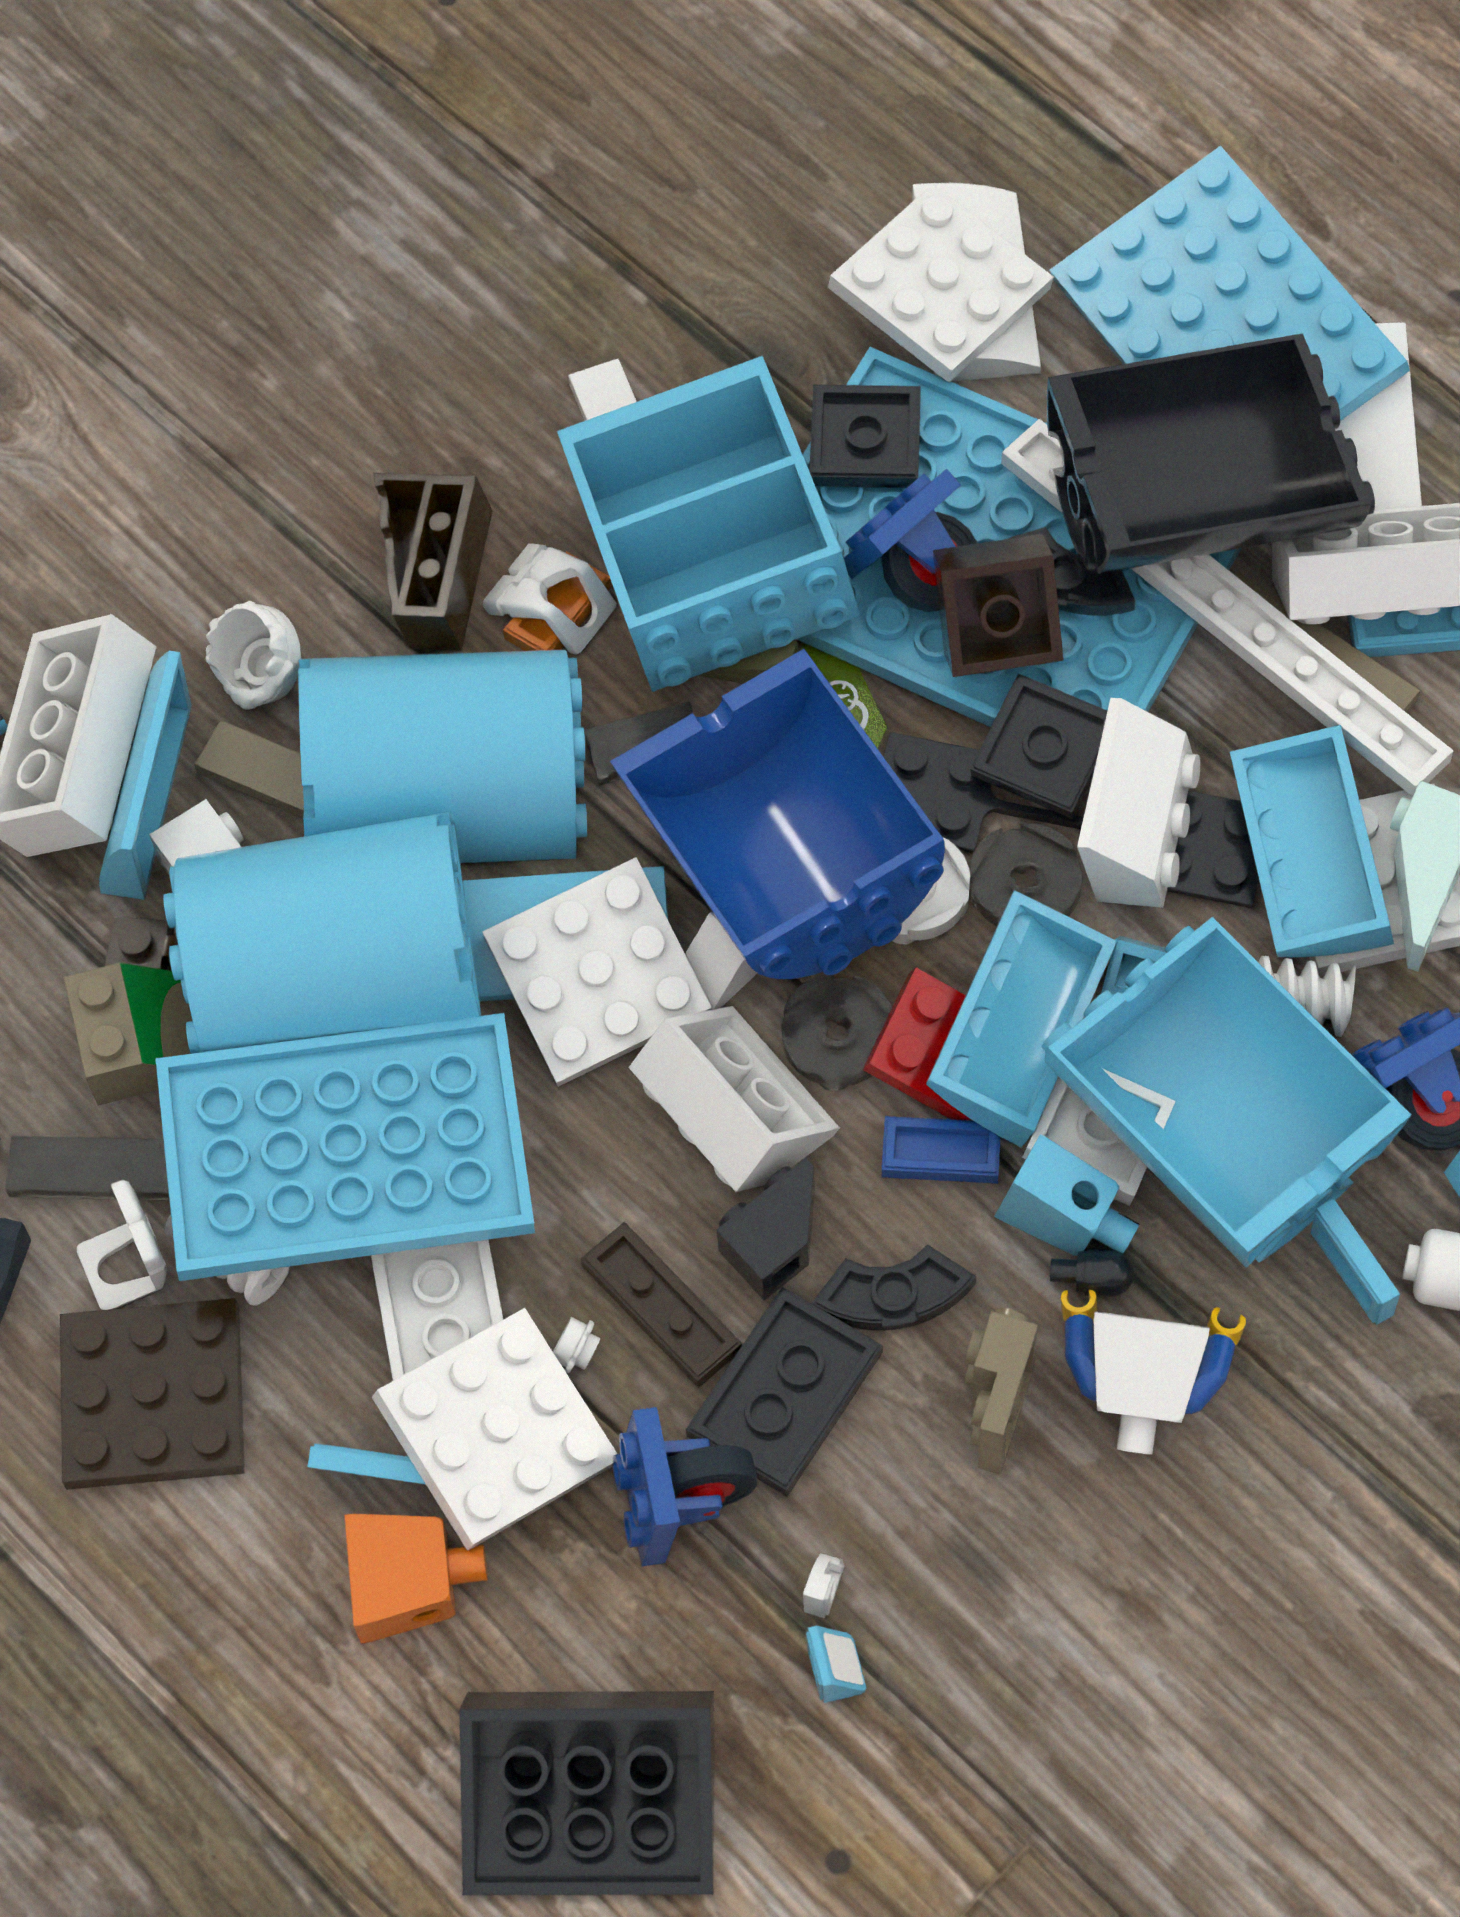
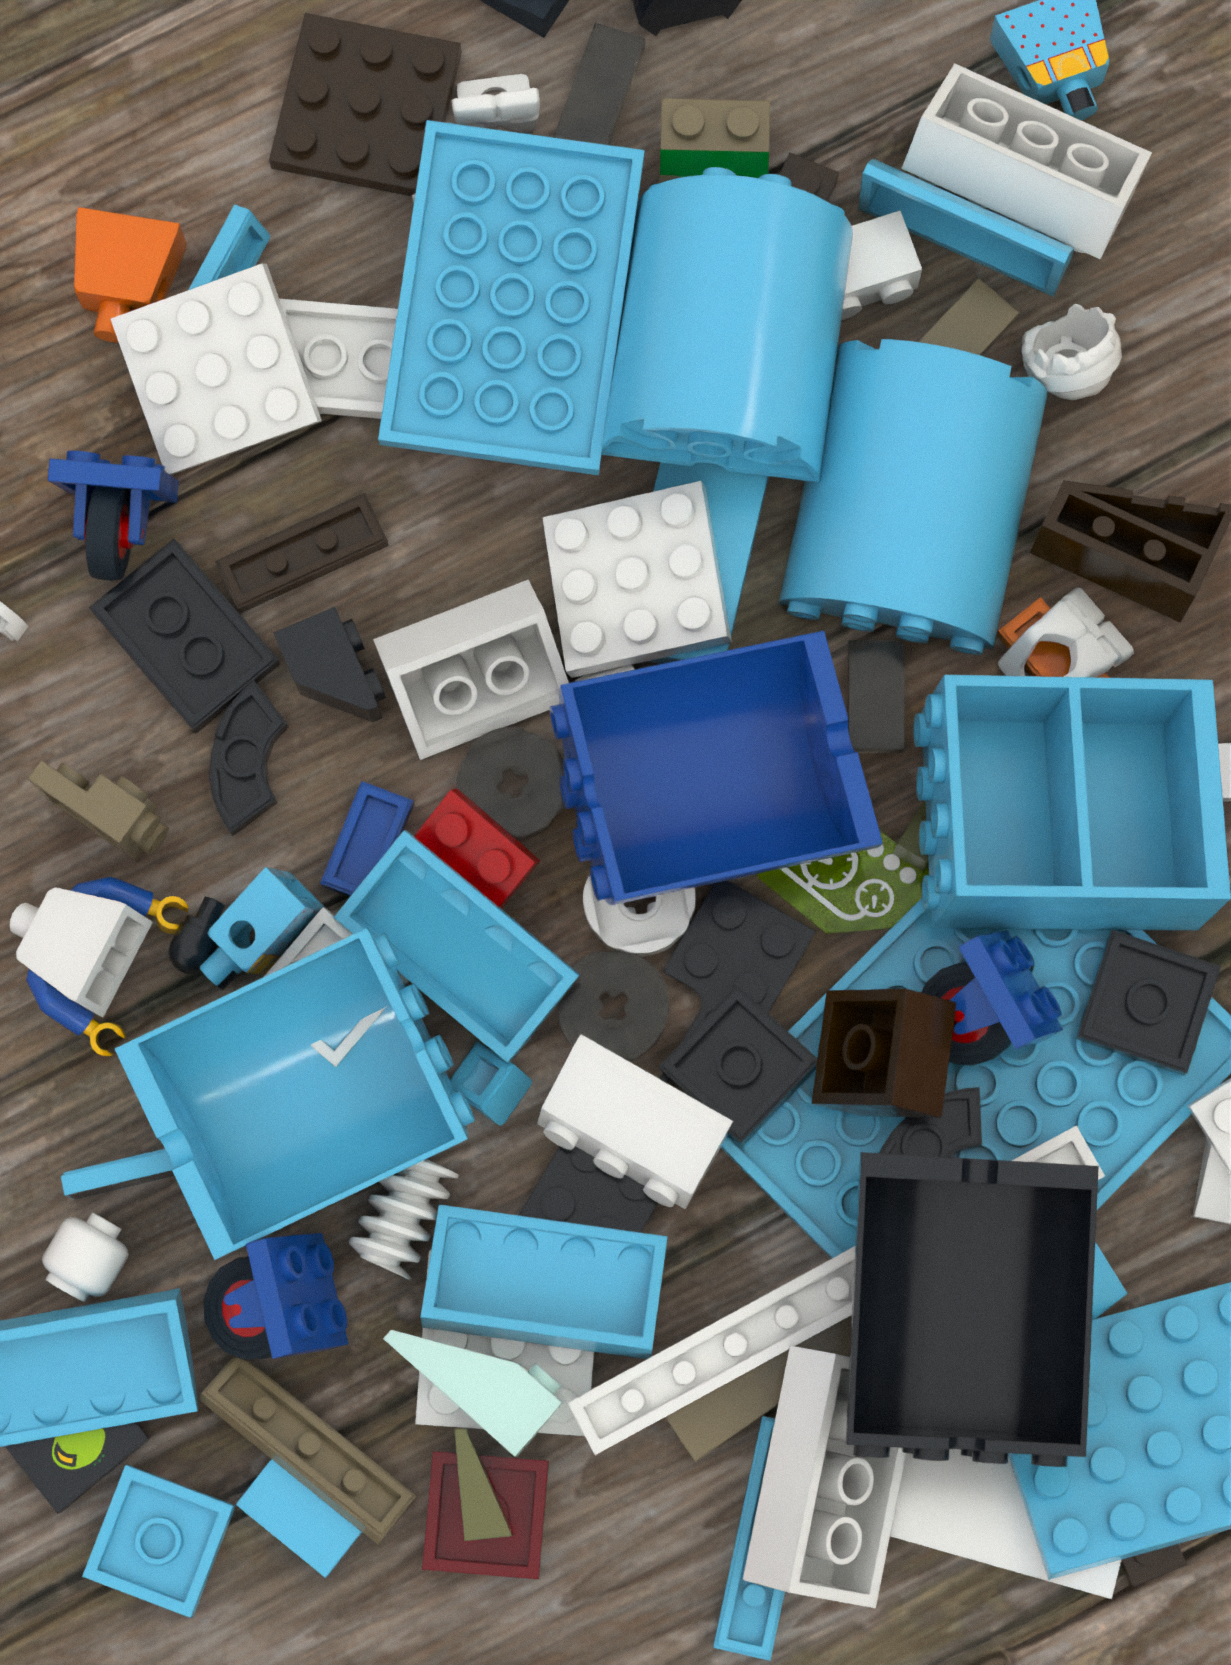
camera: 105 degrees right, 15 degrees up
(576, 1345) = (283, 466): white plate -> none

